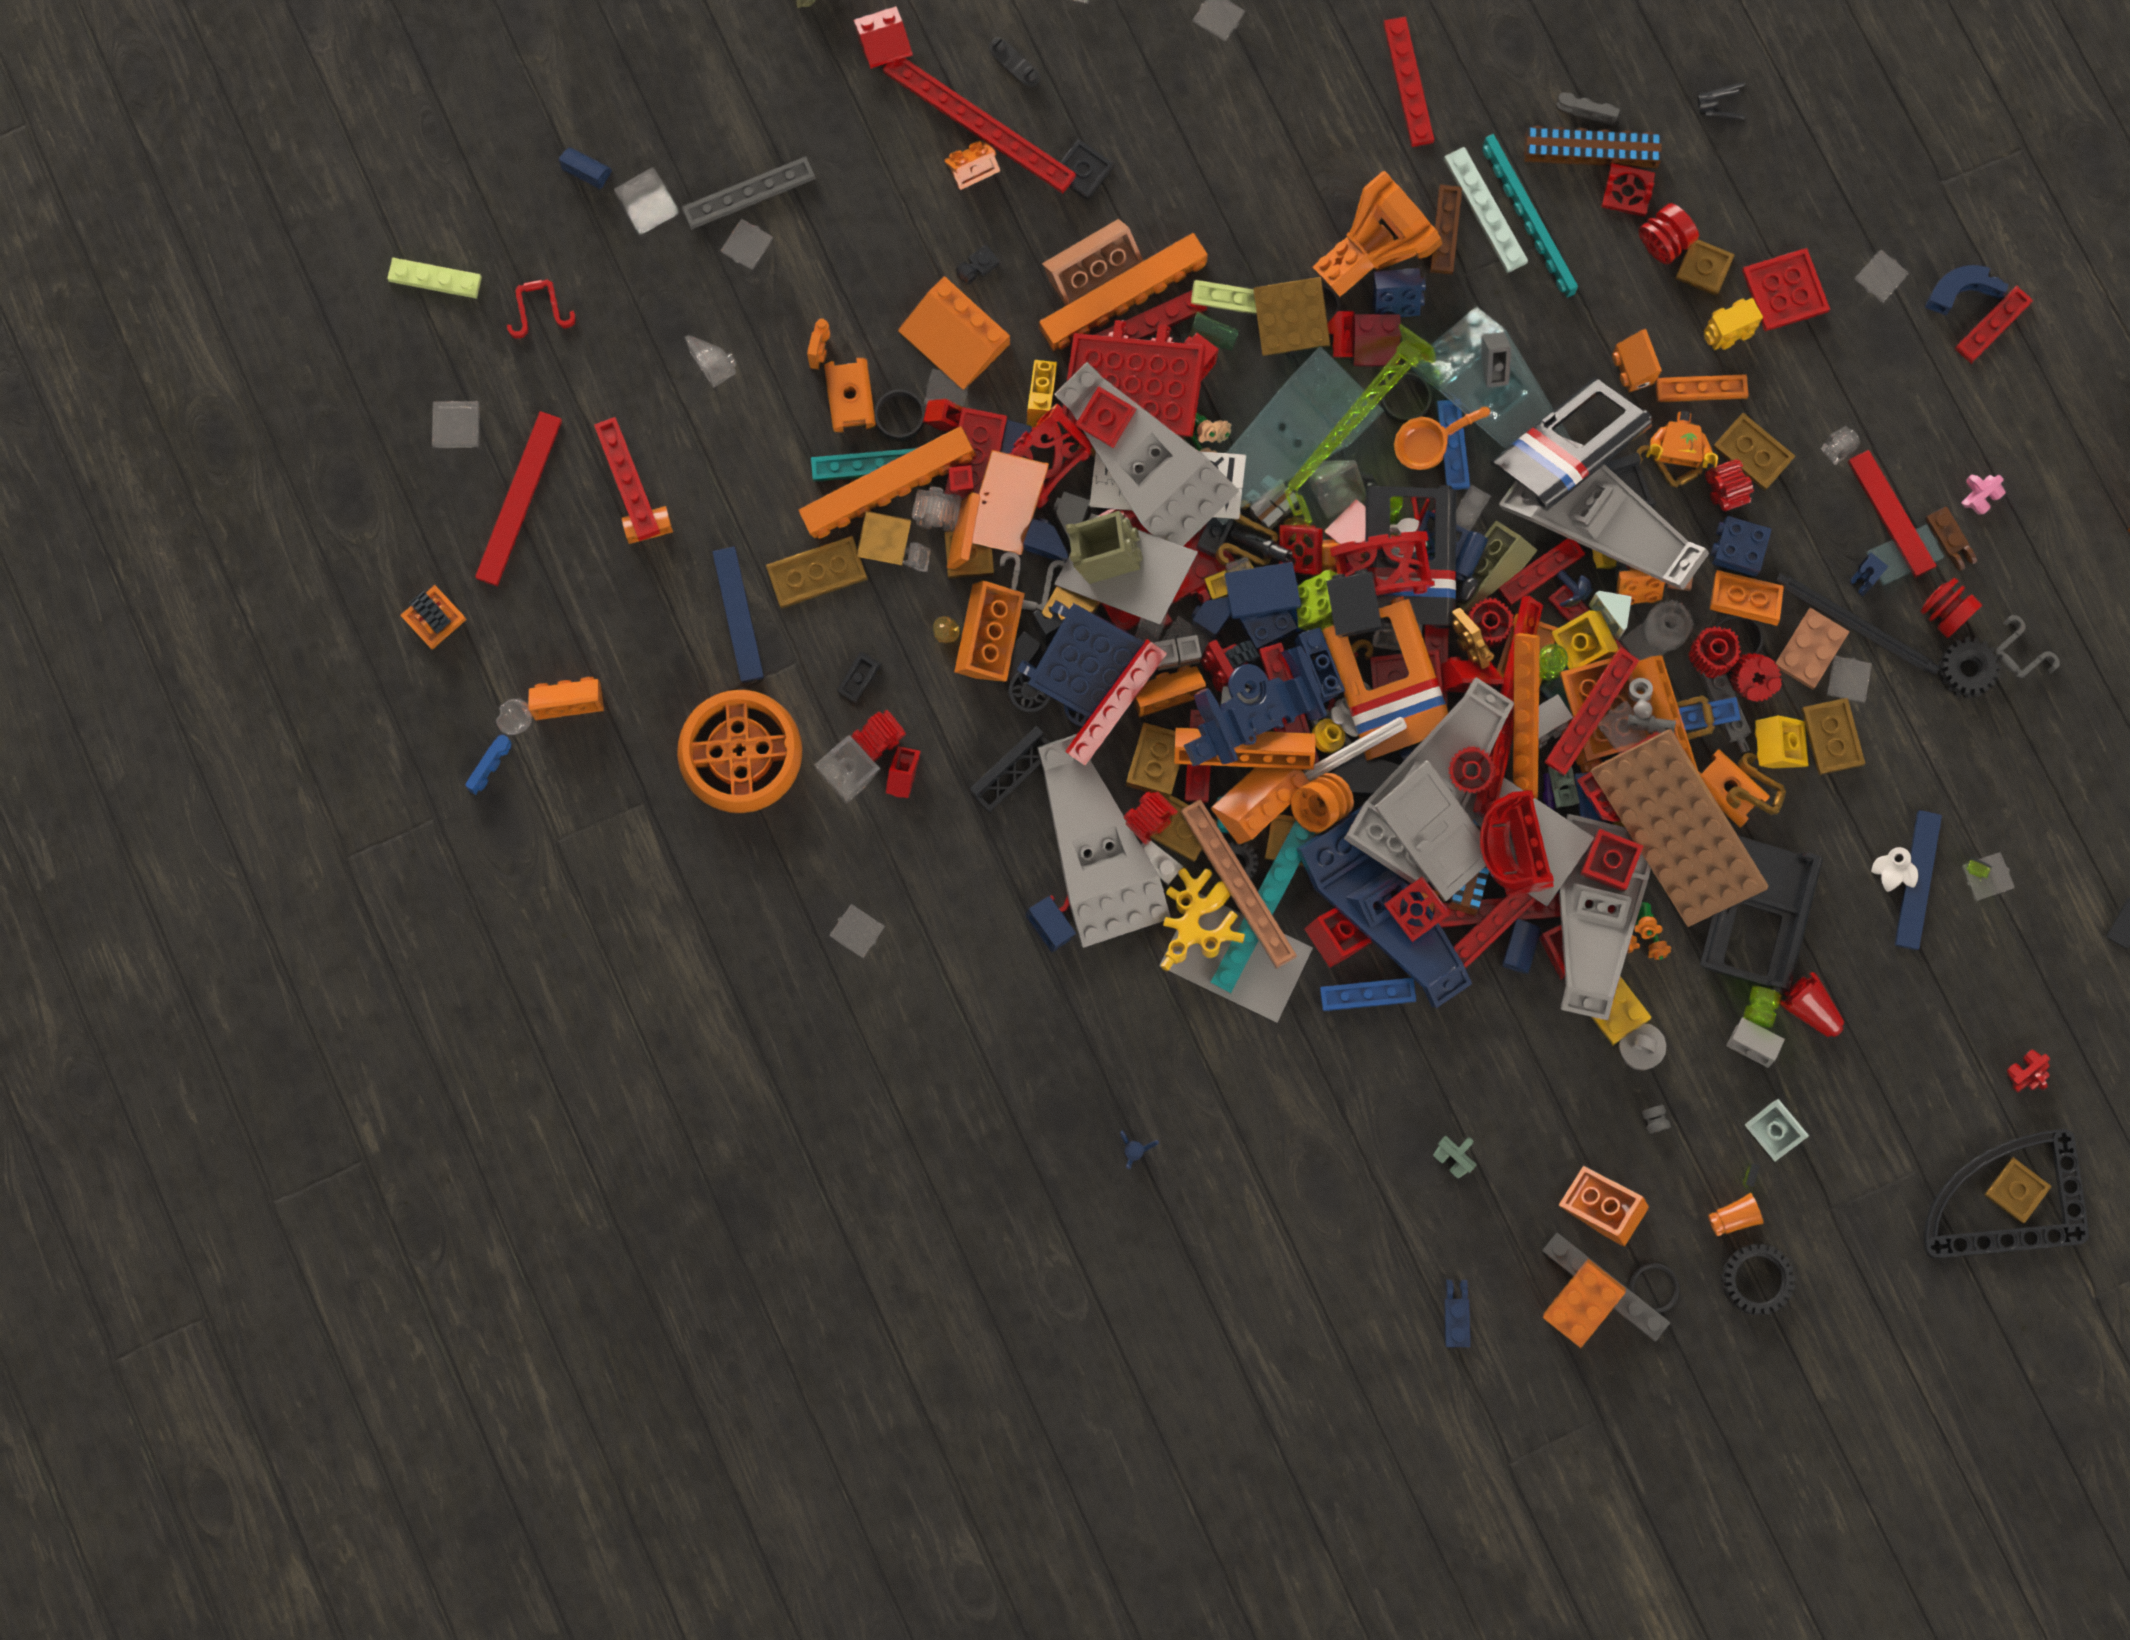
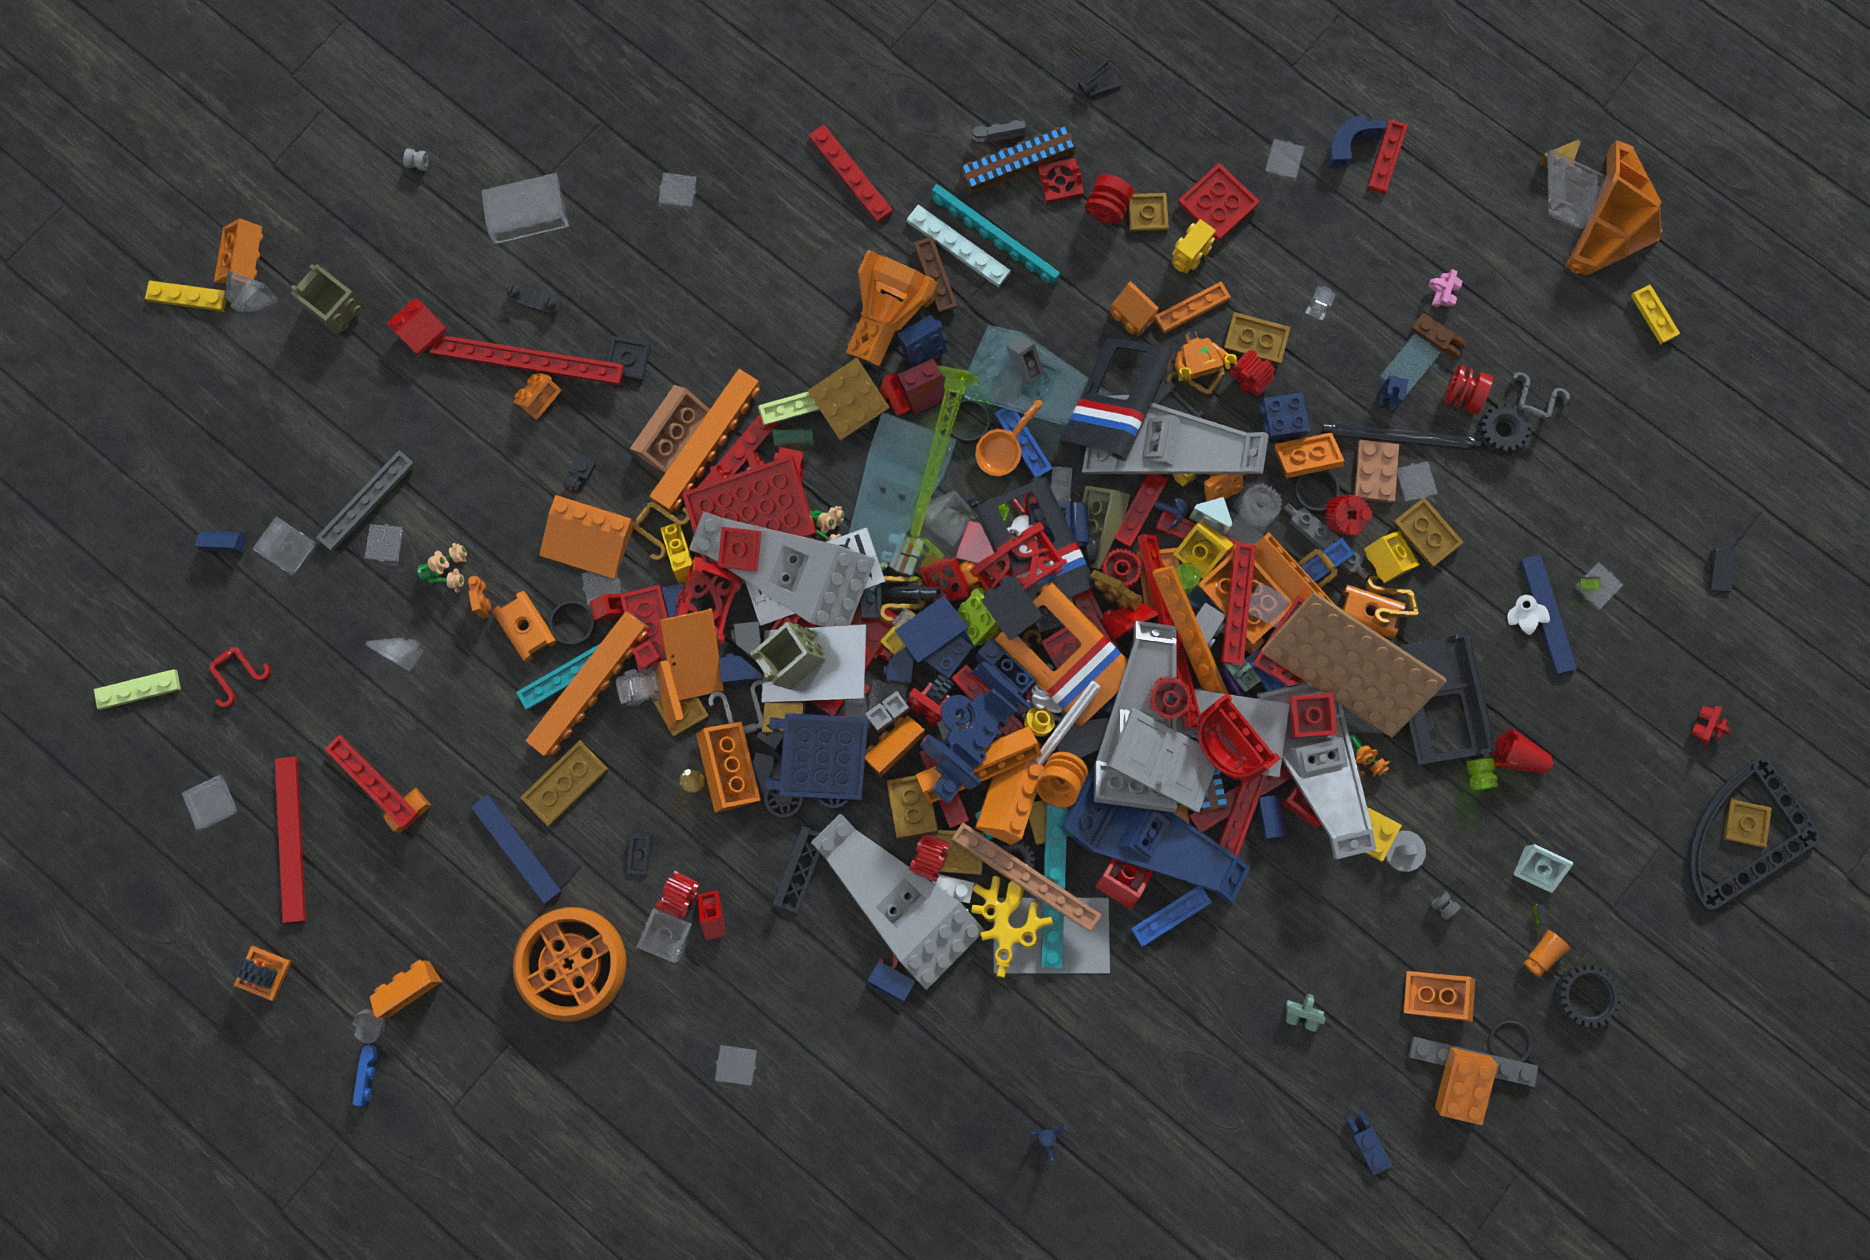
camera: 25 degrees left, 0 degrees up
(795, 290) = (438, 563): none -> light nougat plant
(883, 537) = (605, 730): pearl gold tile -> none
(918, 557) = (641, 732): clear tile -> none
(1025, 337) = (643, 515): none -> pearl gold piece
(1116, 702) = (857, 777): plate -> none
(1419, 885) = (1185, 849): red piece -> none
(1642, 708) = (1277, 583): light grey plate -> none
(1650, 724) = (1290, 592): dark grey pin -> none
(1705, 657) = (1307, 519): red brick -> none
(1755, 1042) = (1491, 805): light grey hinge -> none
(1891, 513) = (1385, 337): red tile -> none

